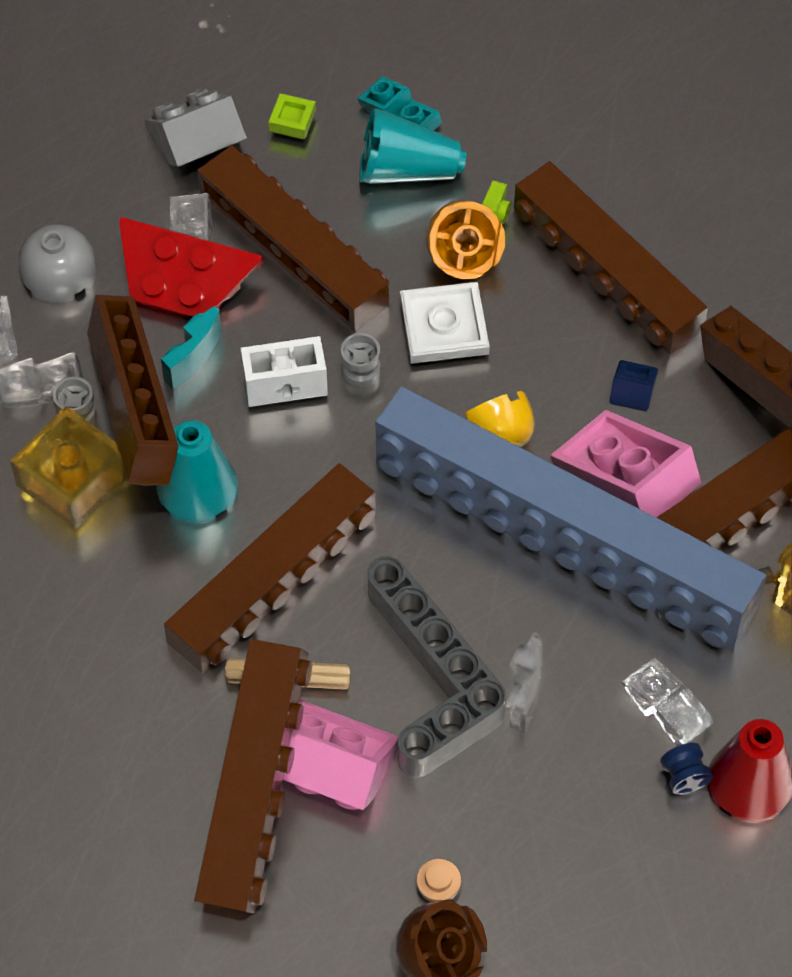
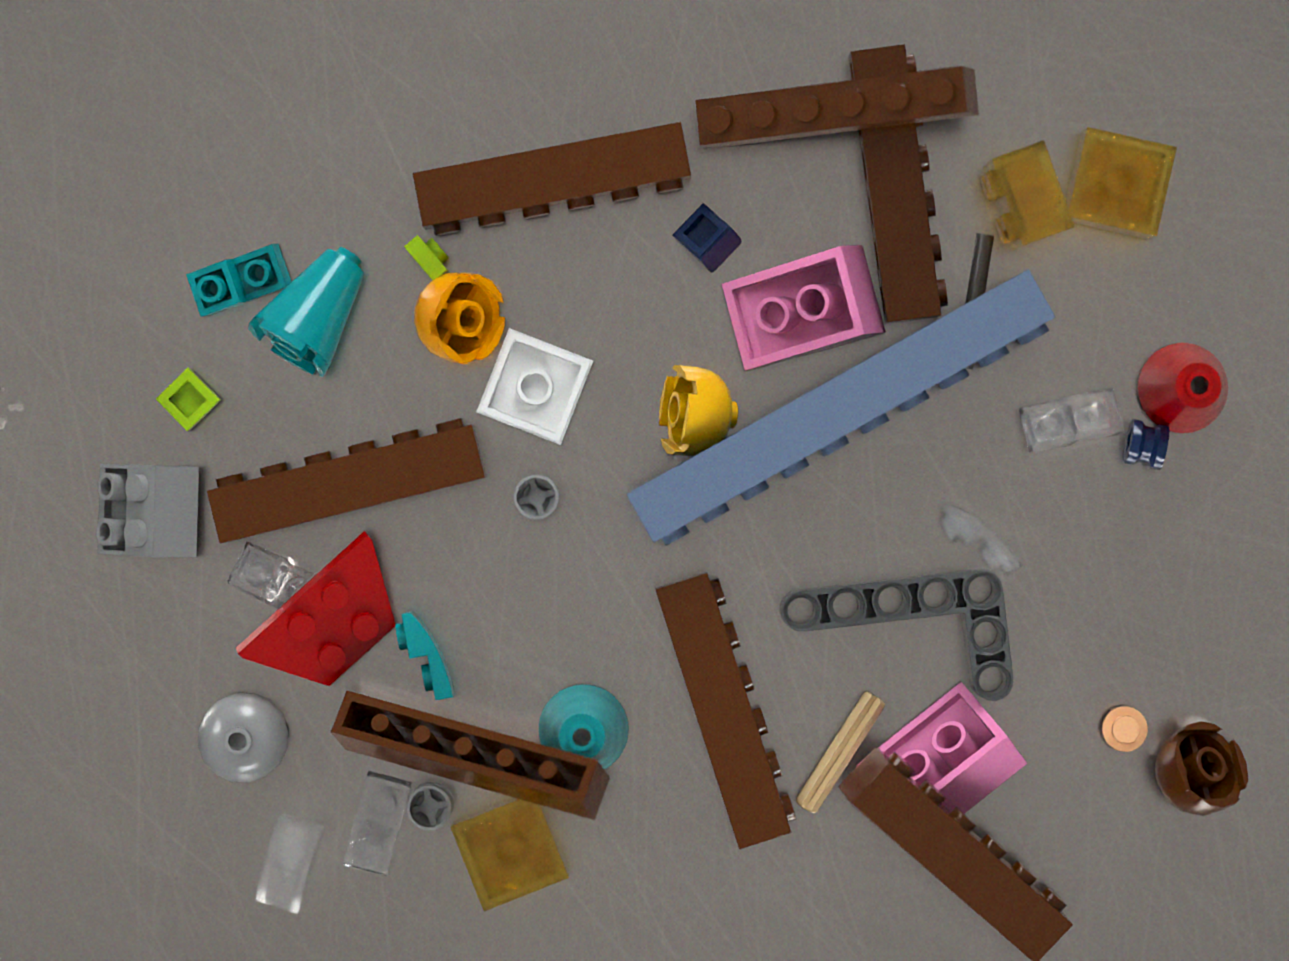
camera: 65 degrees left, 30 degrees up
(284, 371) = (514, 584): white brick -> none

